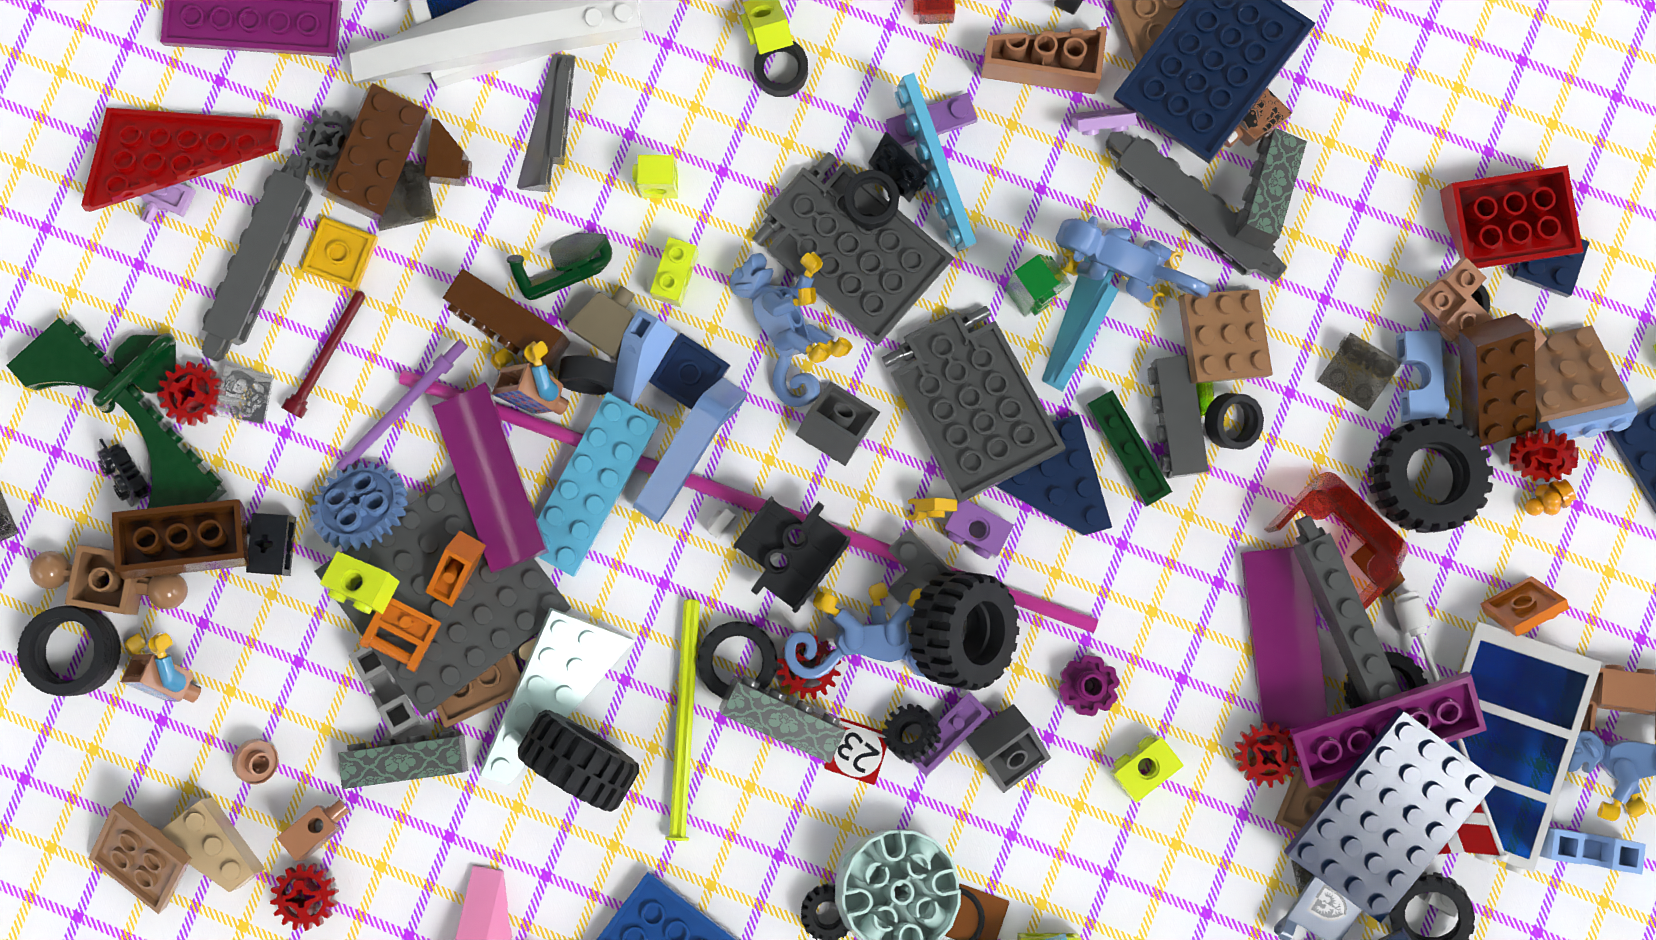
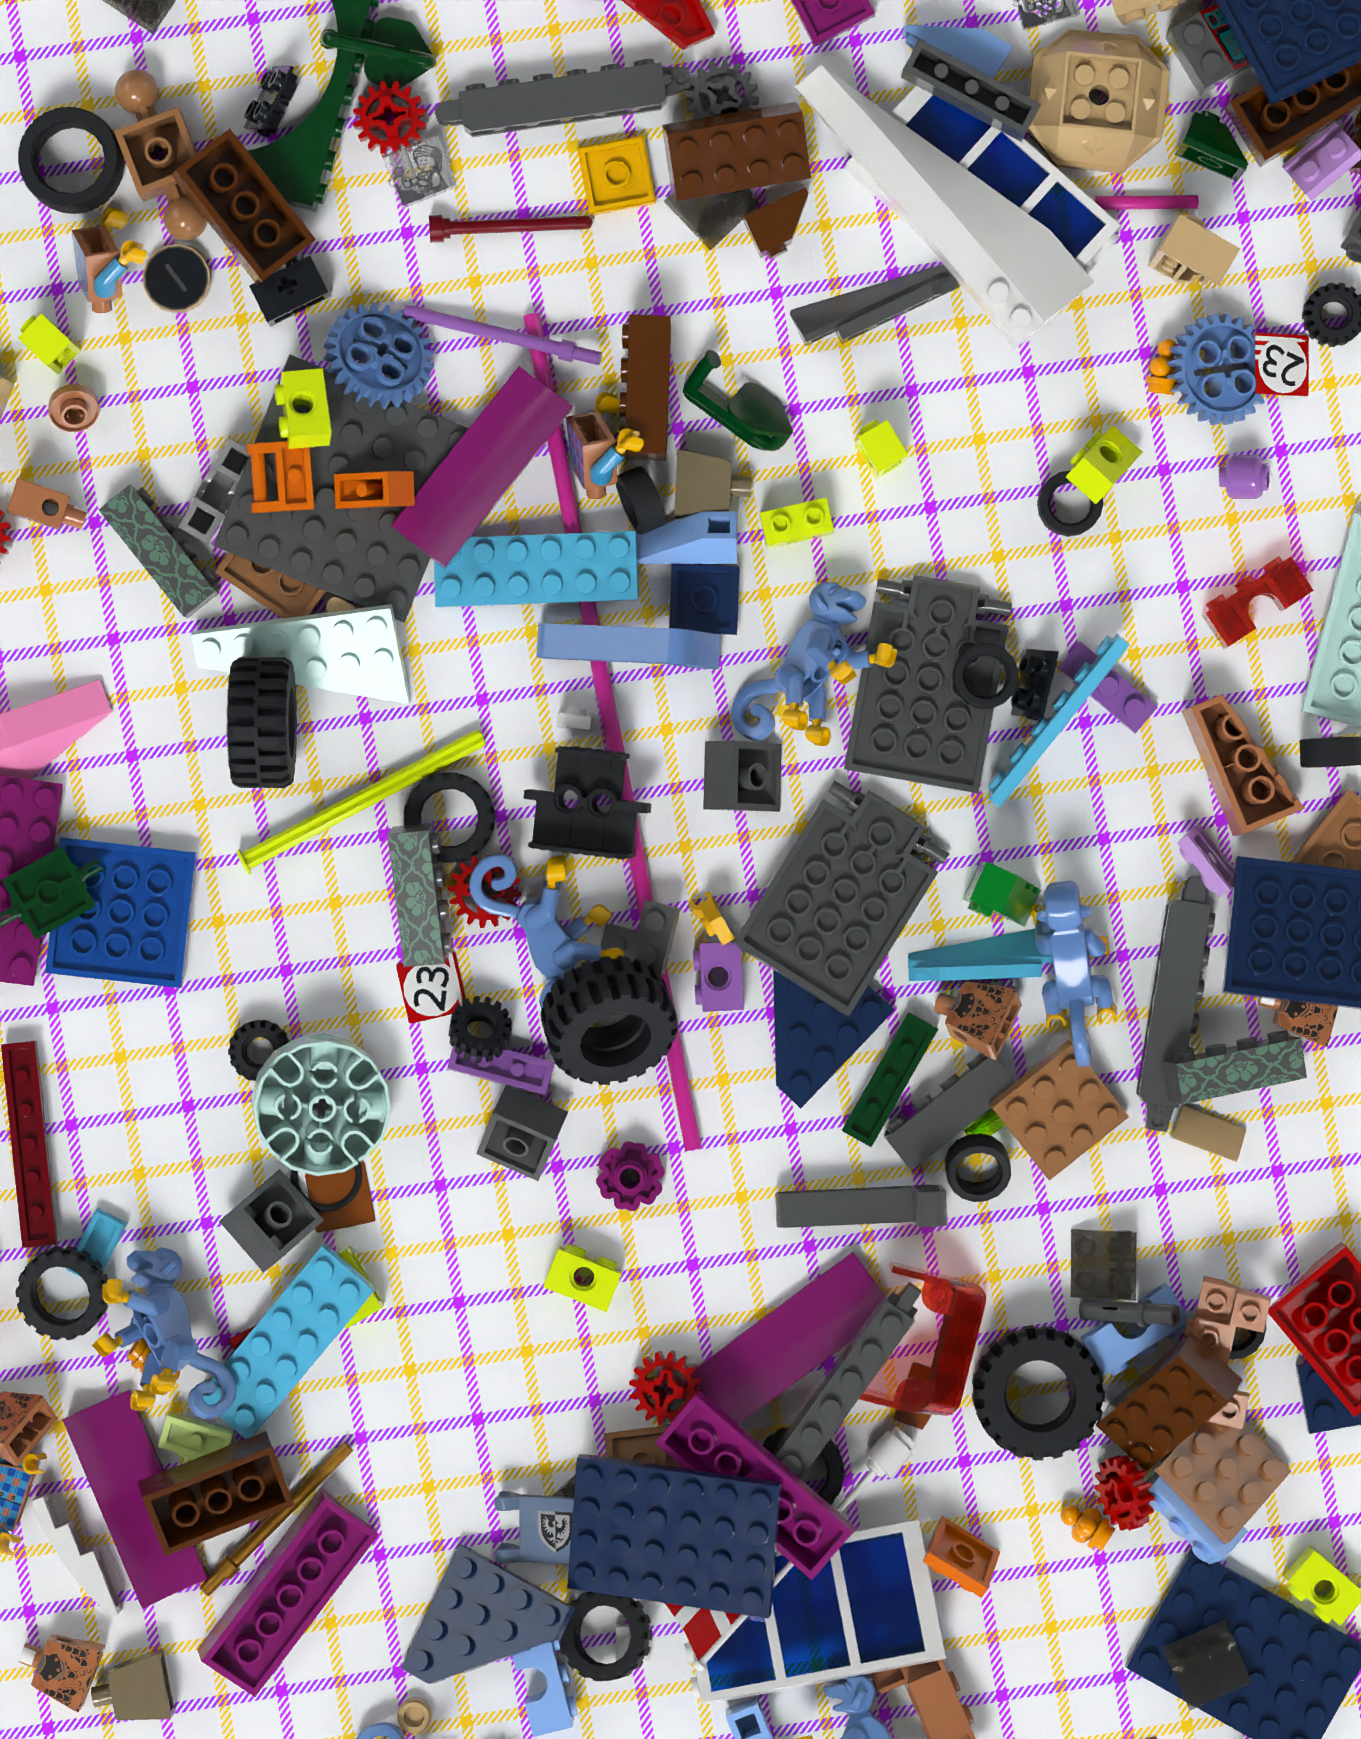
camera: 65 degrees right, 5 degrees up
(193, 751) = (48, 343): none -> neon yellow brick
(209, 624) = (176, 278): none -> black tile
(1121, 352) = (980, 1015): none -> nougat torso
(1238, 477) = (853, 1206): none -> dark grey beam
(1304, 239) = (1209, 1133): none -> tan slope
(1409, 371) = (1142, 1313): none -> dark grey pin

